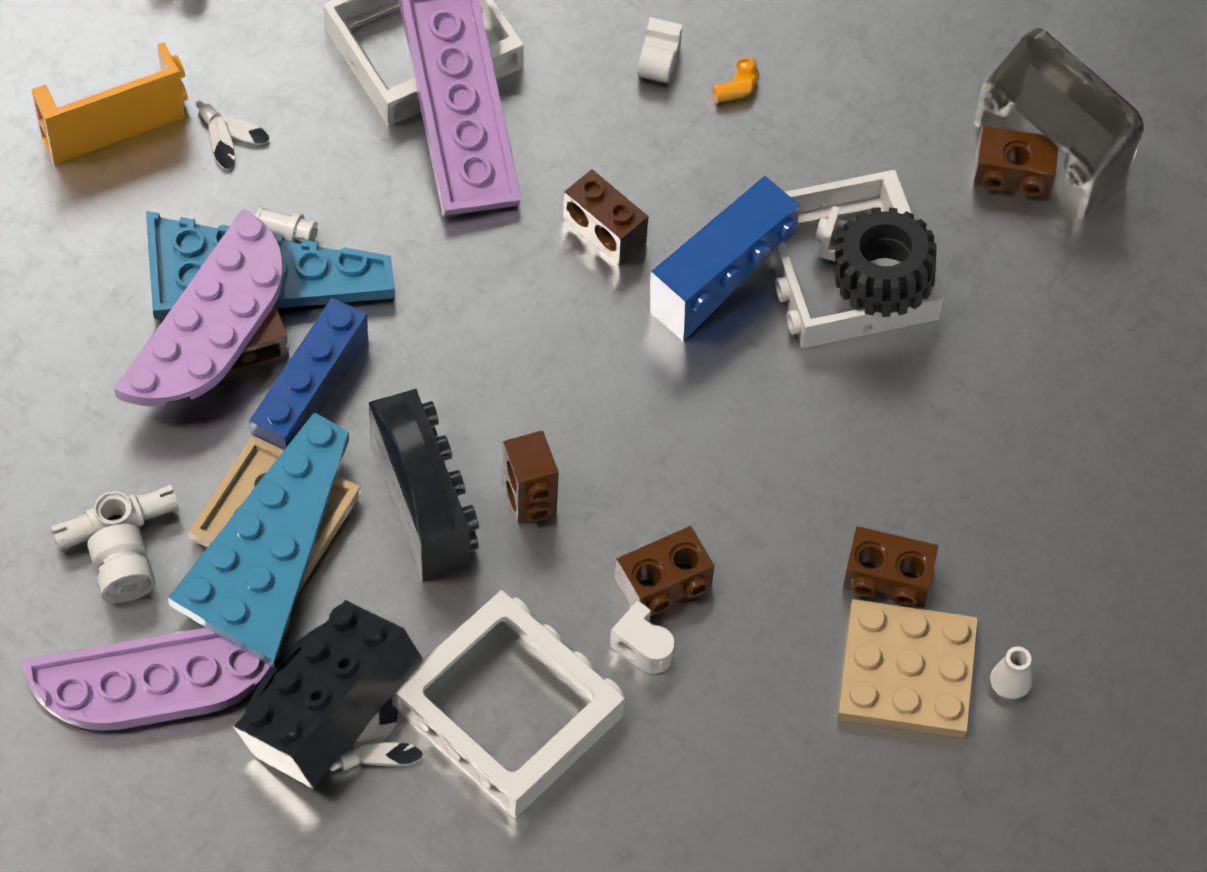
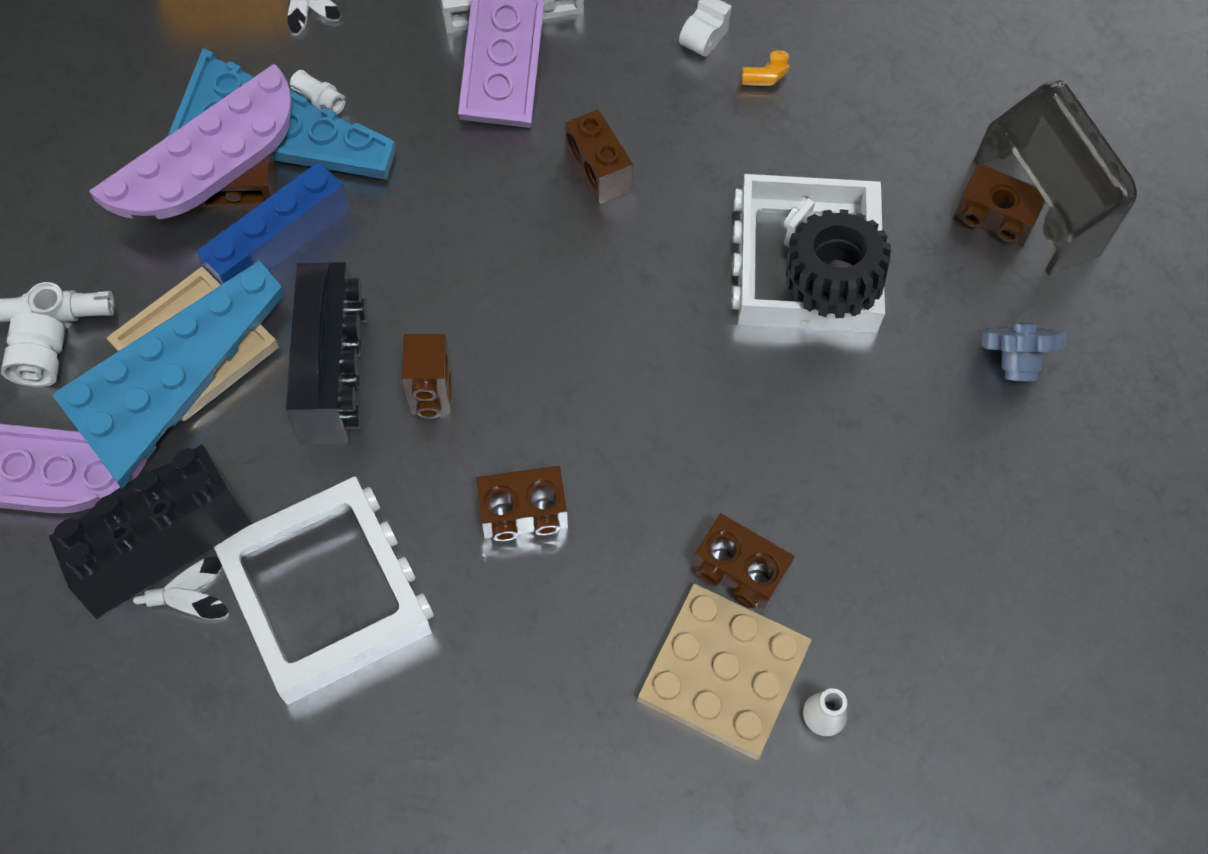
camera: 20 degrees right, 5 degrees up
(642, 643) = (474, 566): white leg -> none
(721, 257) = (685, 217): blue wedge -> none
(1081, 296) = (1023, 348): none -> sand blue plant

